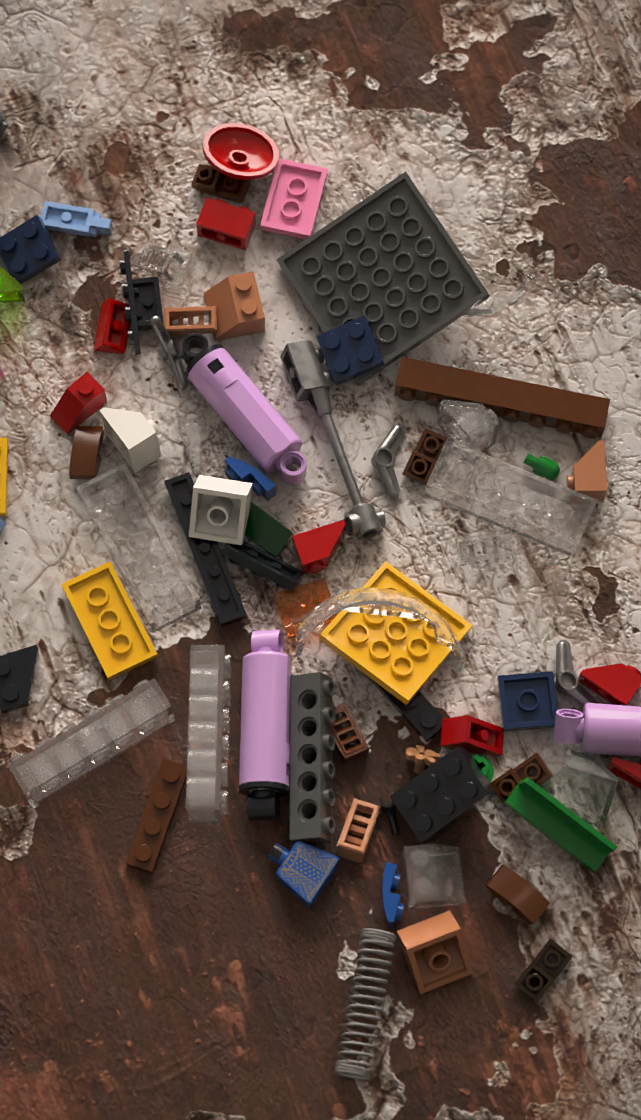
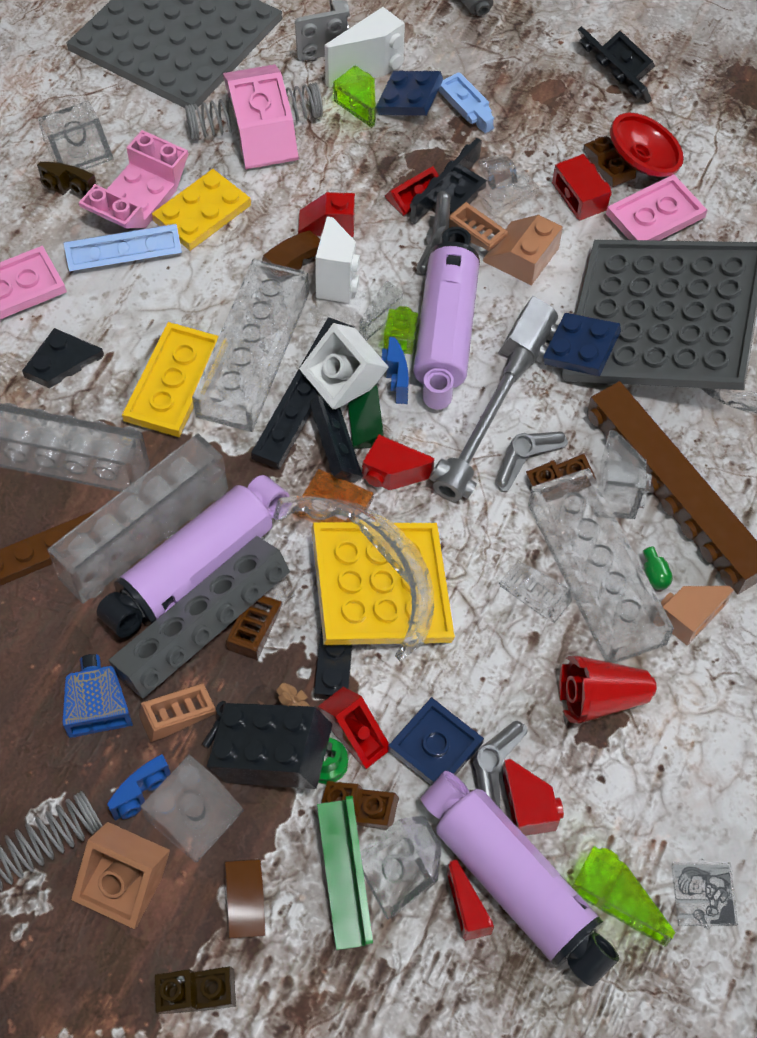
camera: 45 degrees right, 10 degrees down
(149, 86) = (624, 58): none -> black bracket
(219, 452) = (402, 325): none -> clear neon green brick
(588, 577) = (602, 688): none -> red cone

